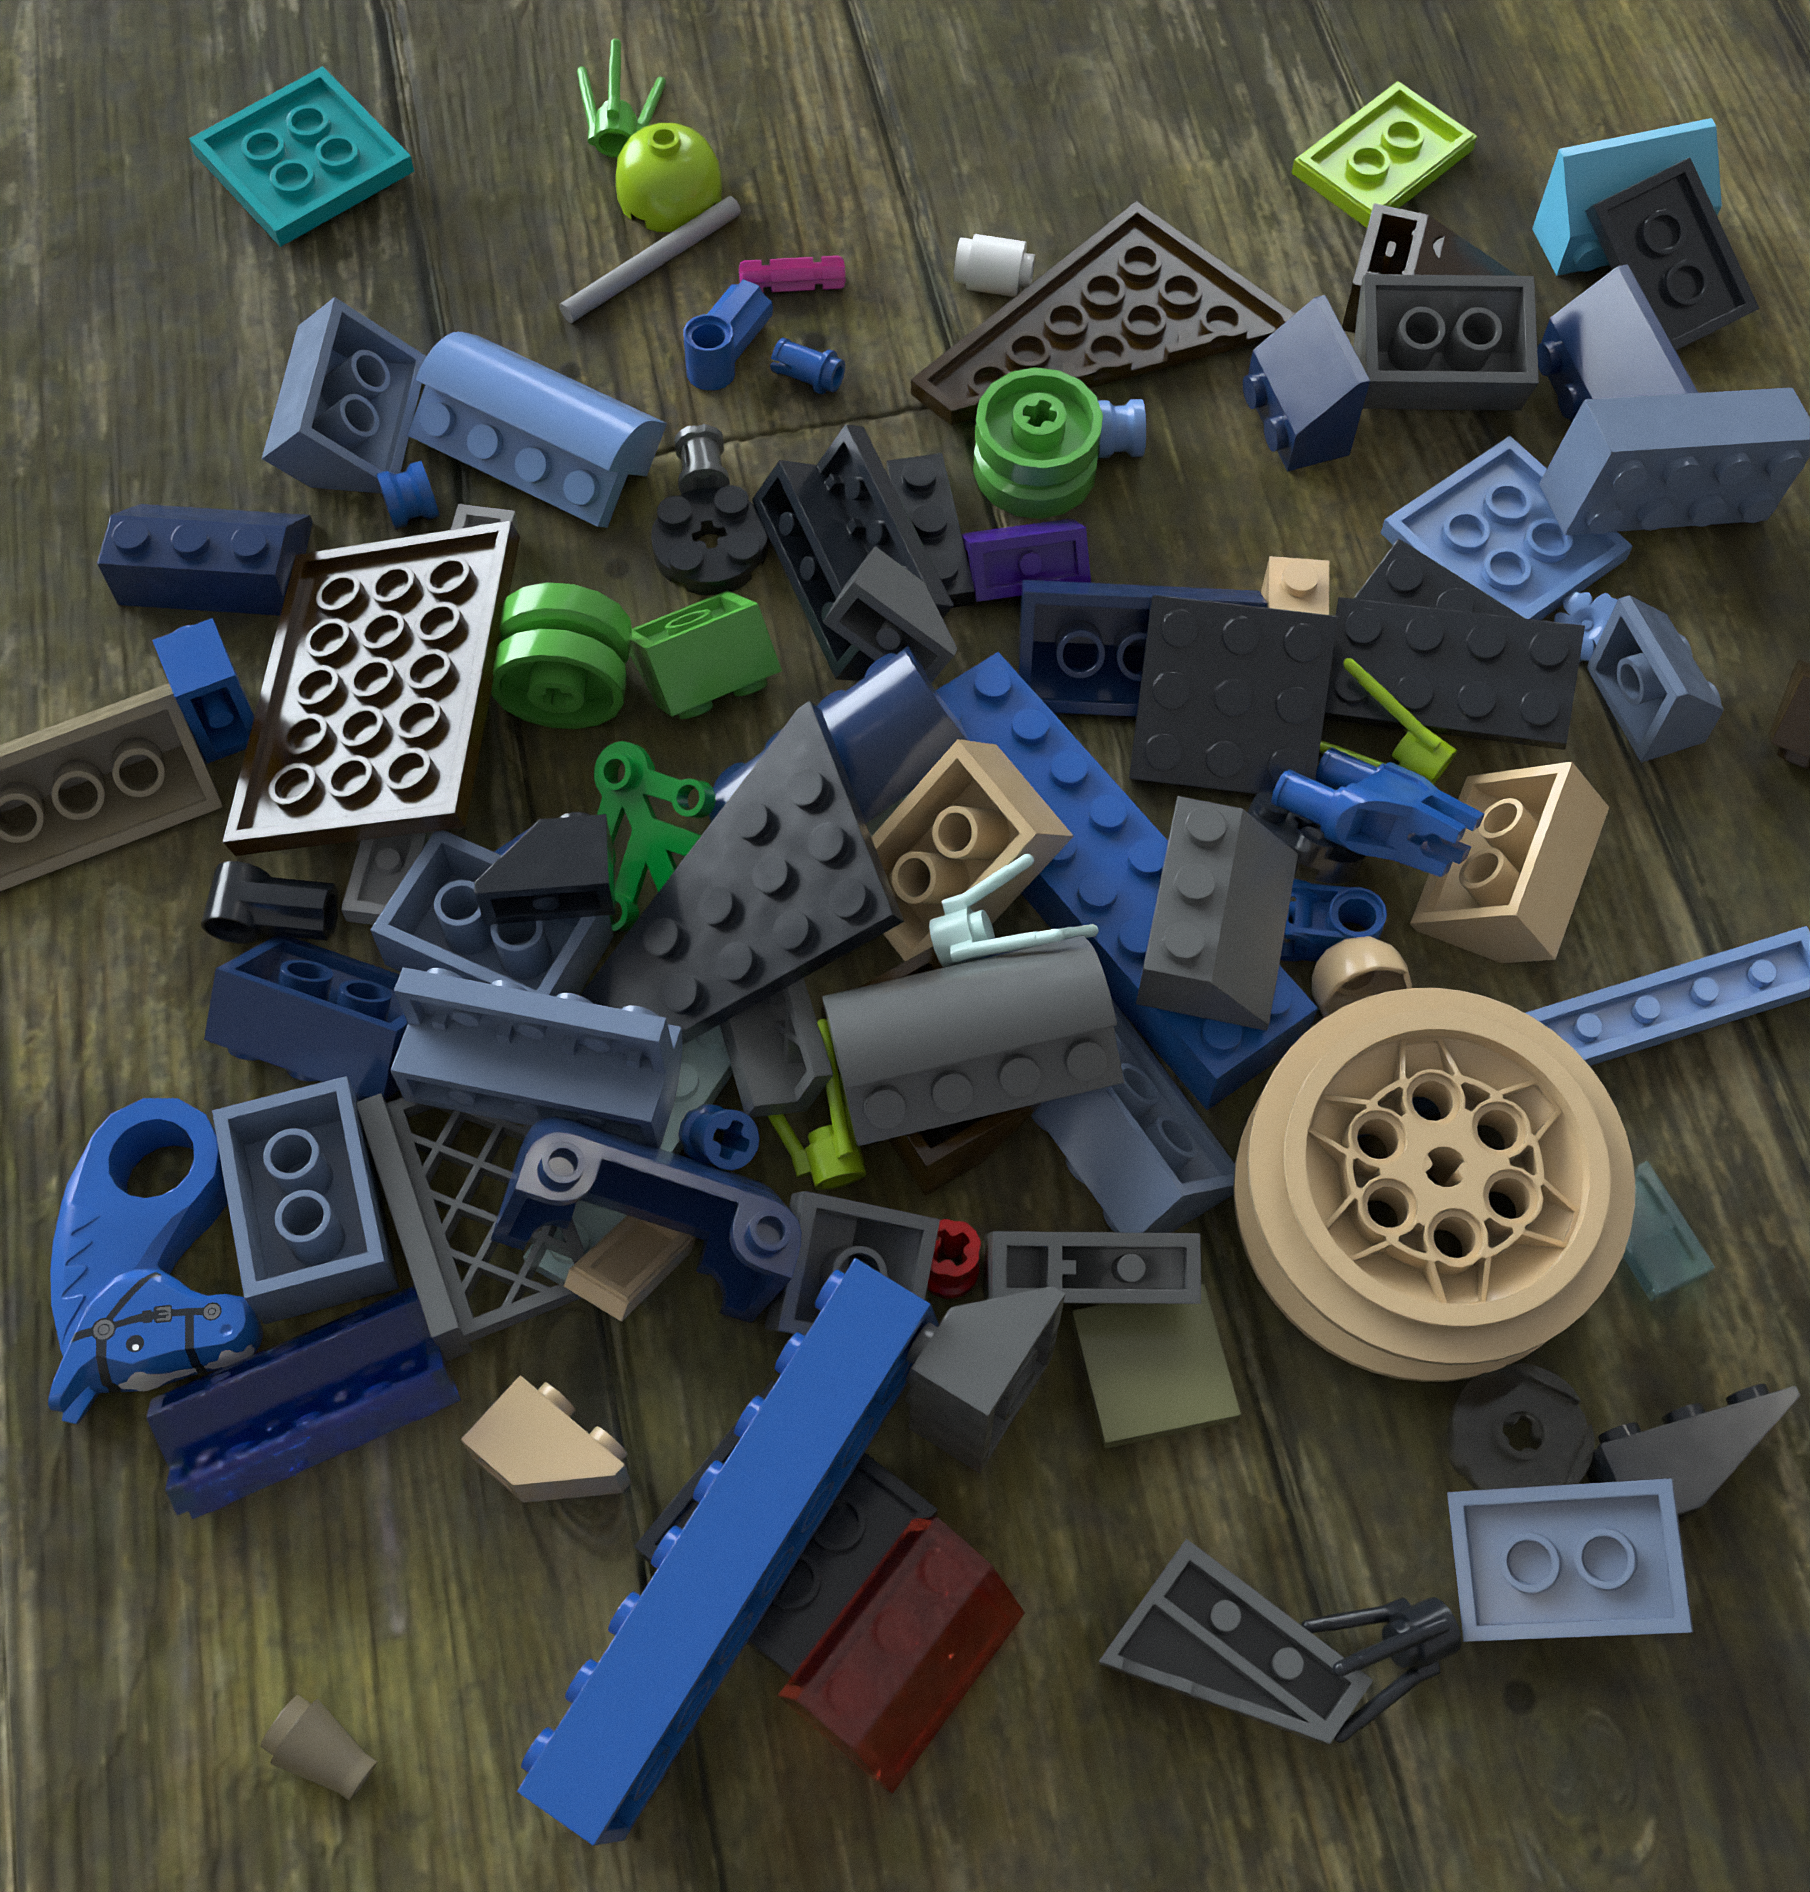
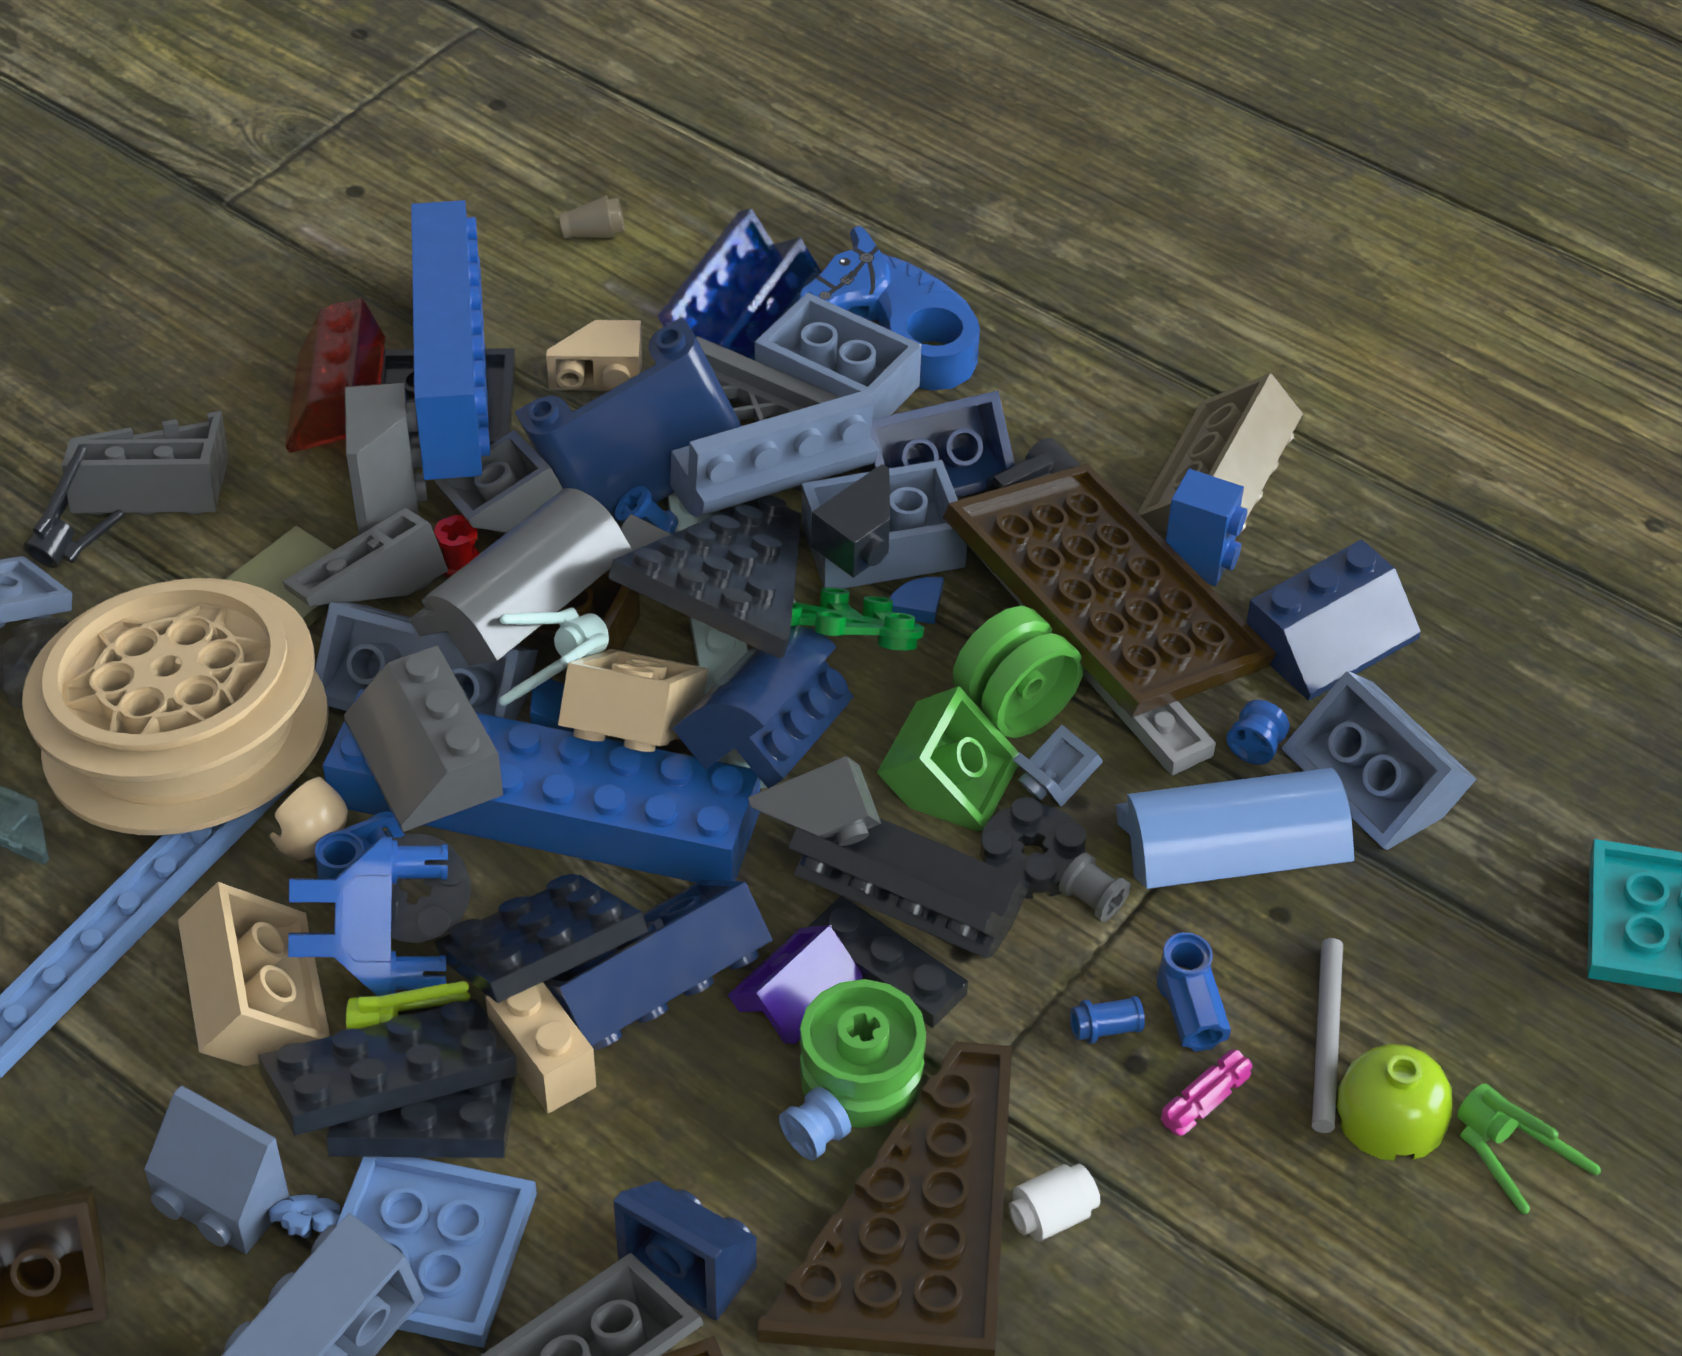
camera: 140 degrees right, 15 degrees down
(618, 577) = (1058, 767): none -> sand blue bracket

